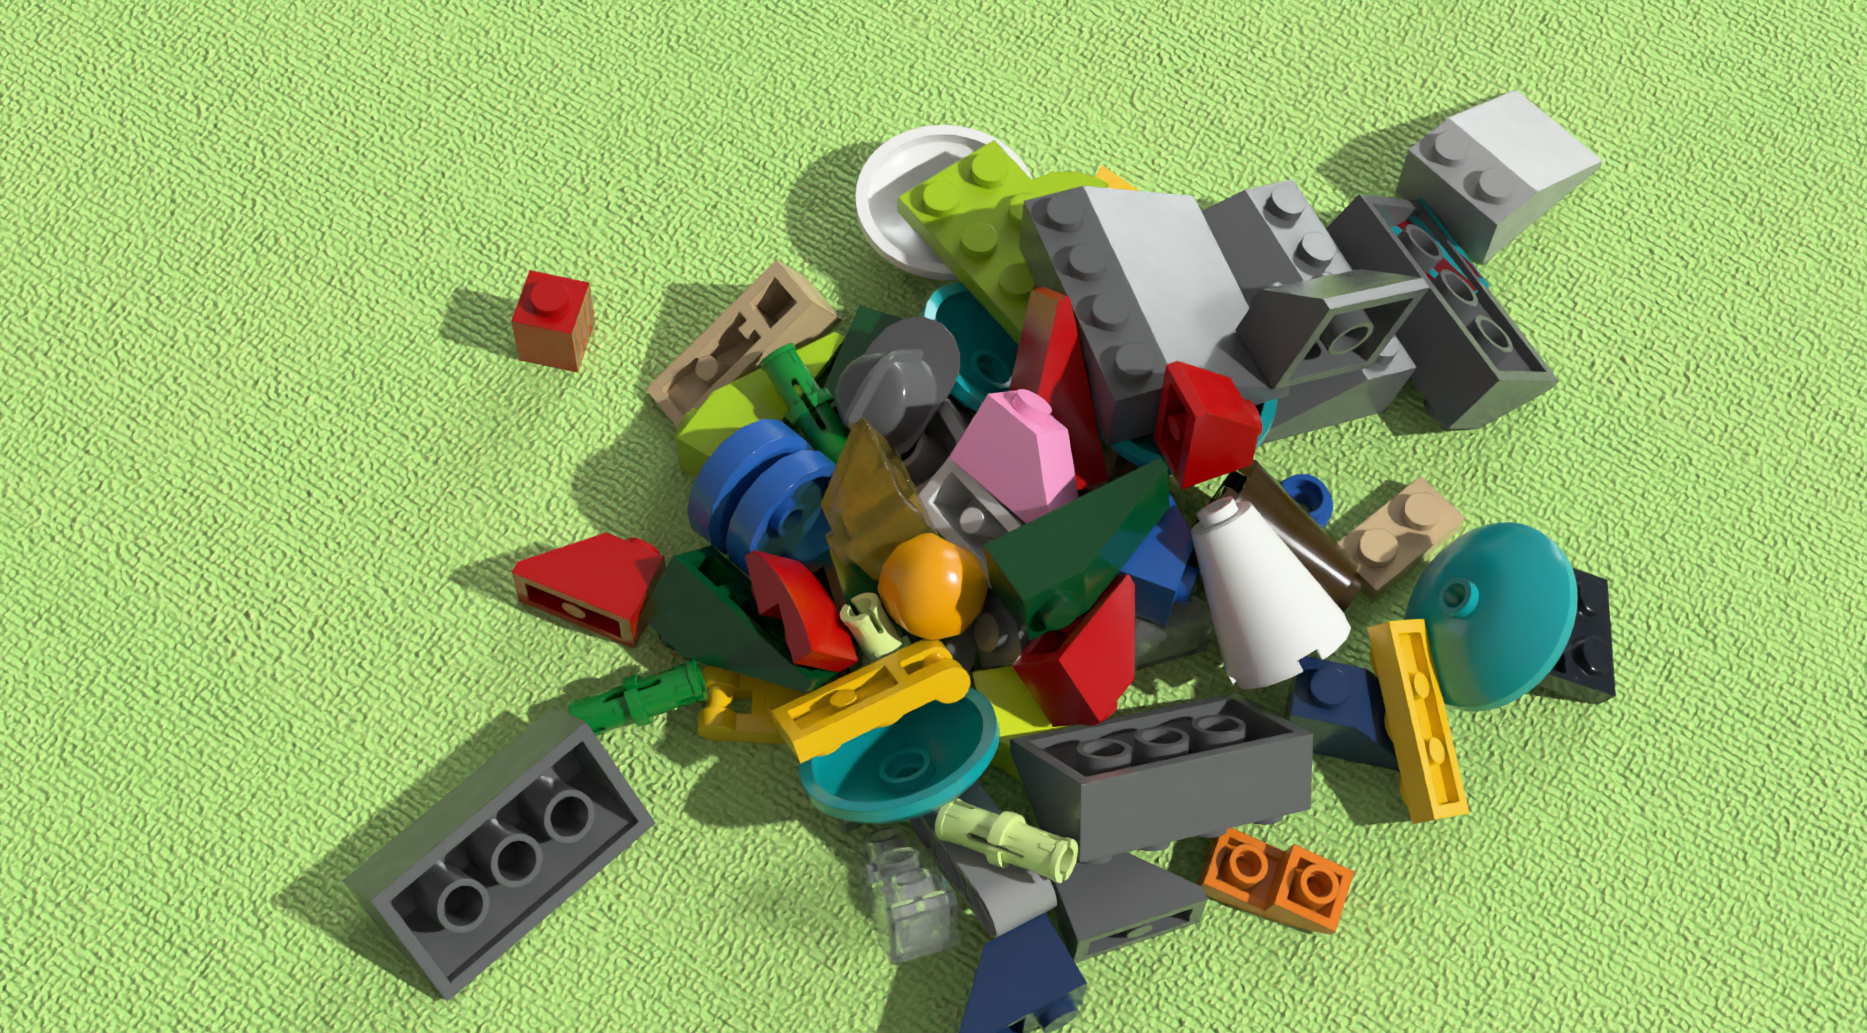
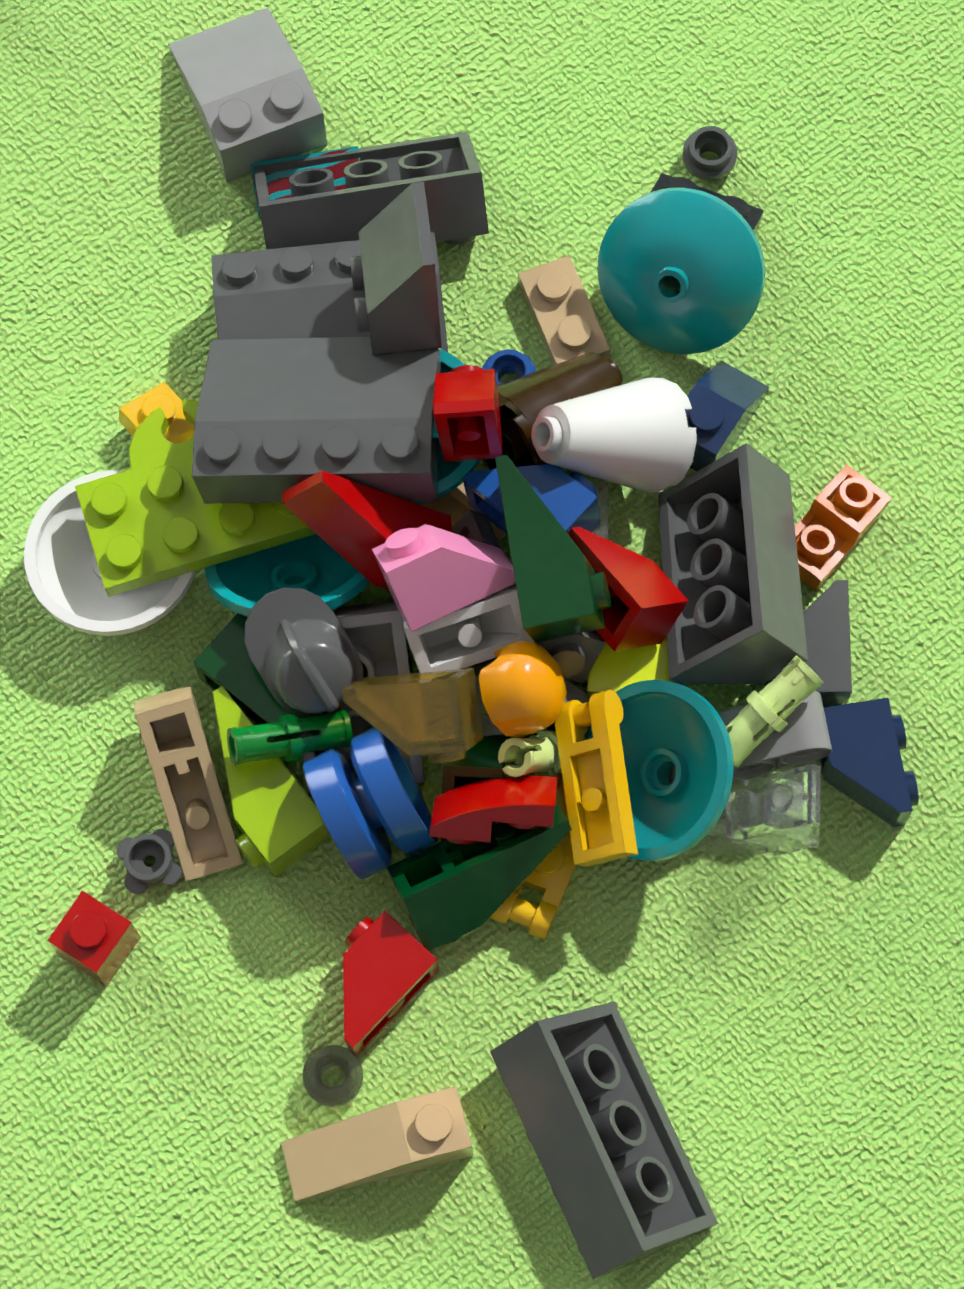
camera: 65 degrees left, 10 degrees up
(432, 647) = (378, 1145): none -> tan slope
(483, 564) = (329, 1057): none -> clear smoke plate
(641, 698) = (504, 978): green pin -> none
(650, 334) = (136, 850): none -> dark grey plate
(1417, 720) = (747, 363): yellow plate -> none
(1661, 607) = (713, 140): none -> dark grey plate

